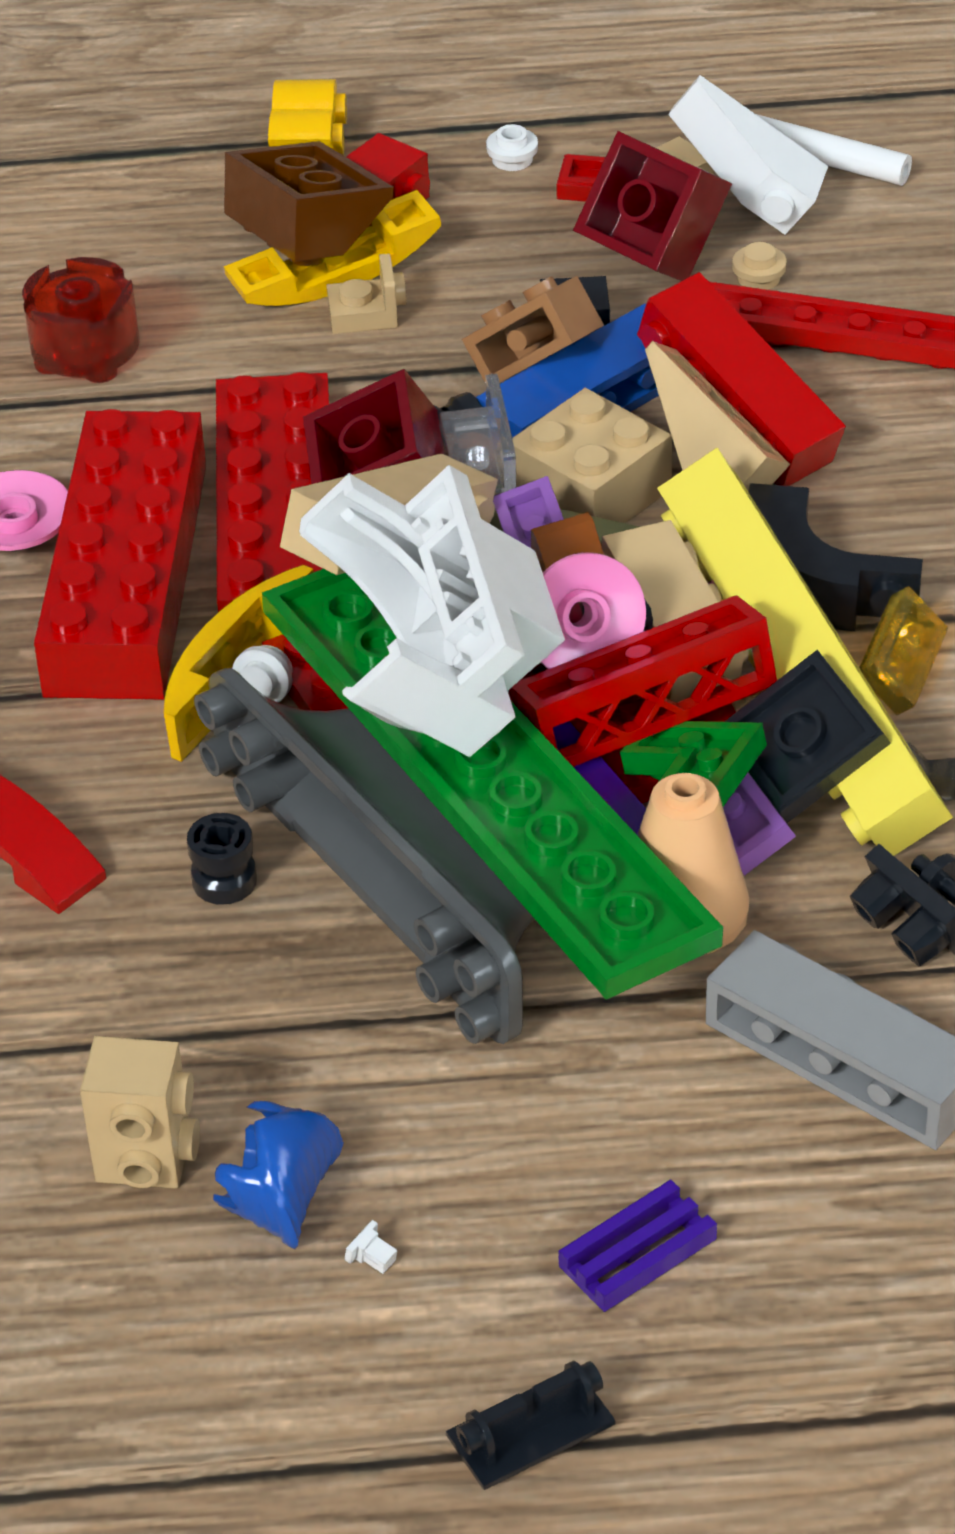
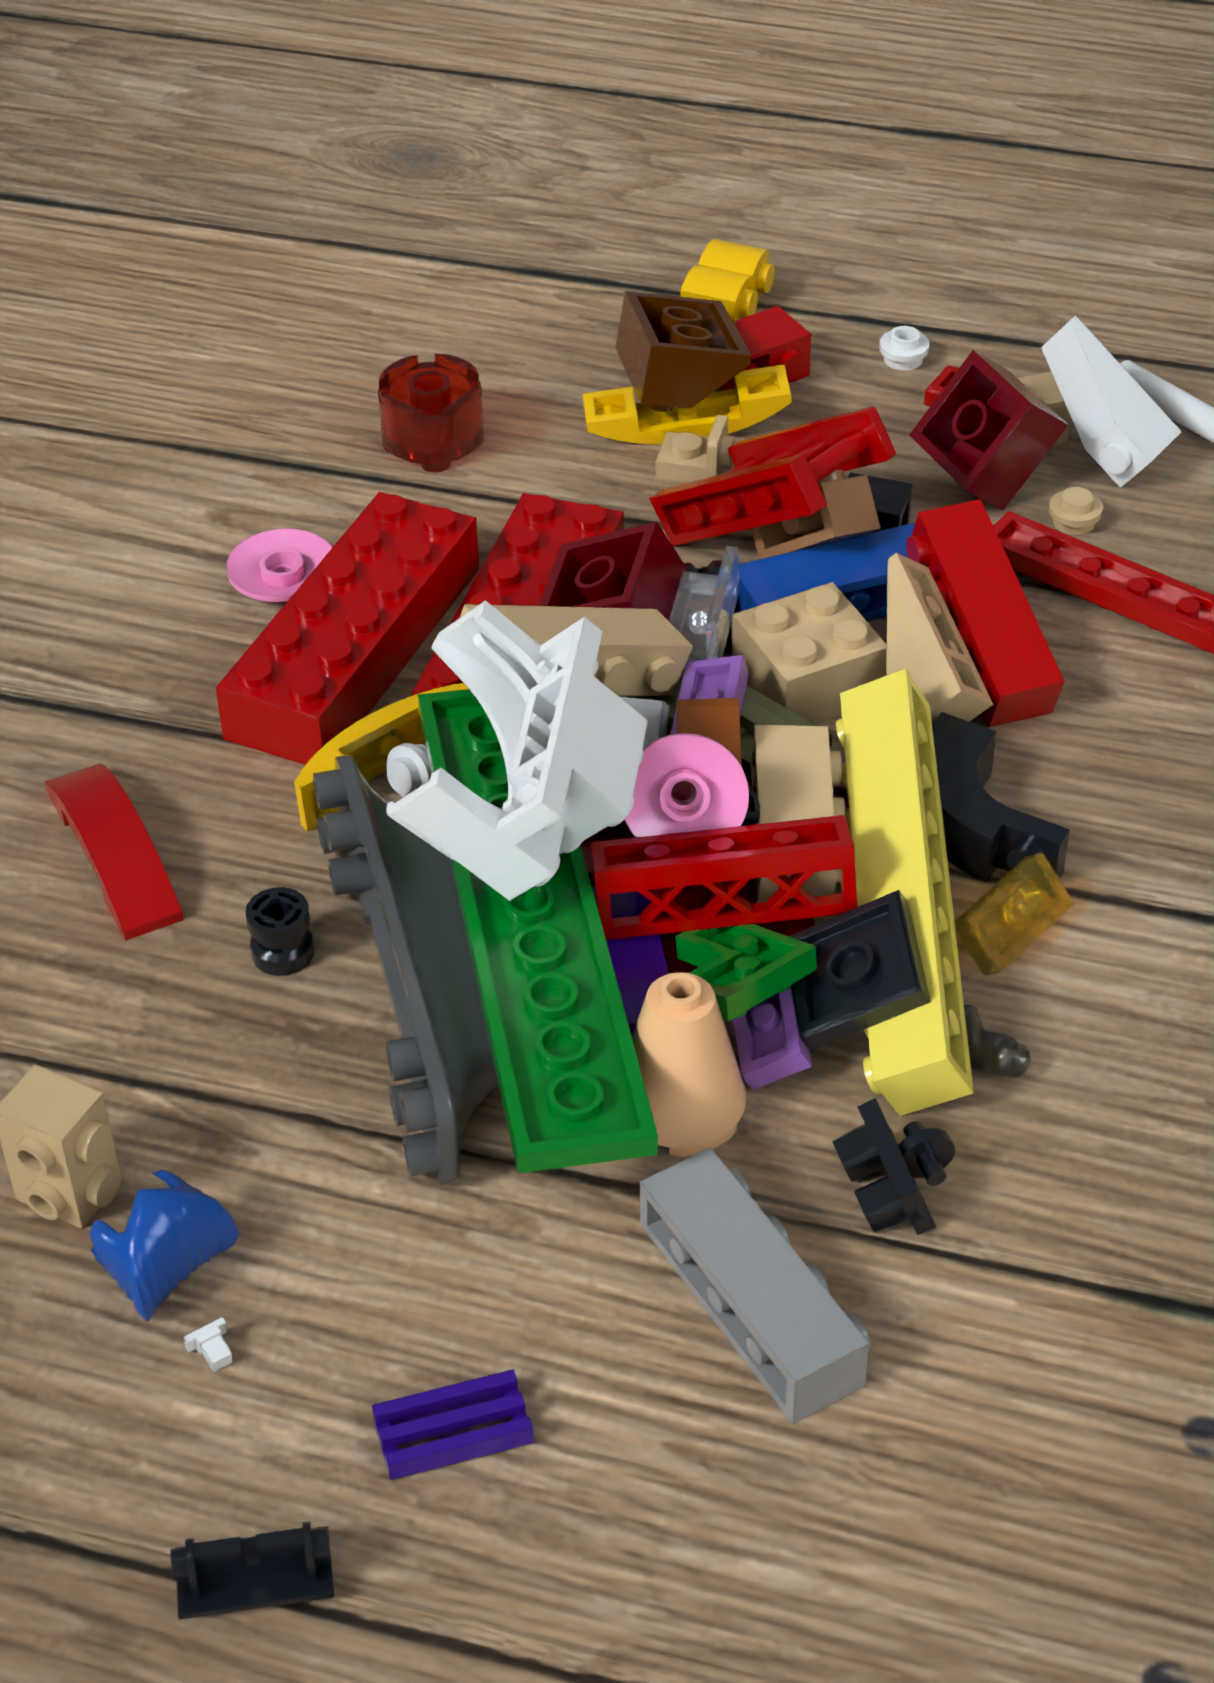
camera: 20 degrees right, 0 degrees up
(481, 299) = (773, 477): none -> red fence

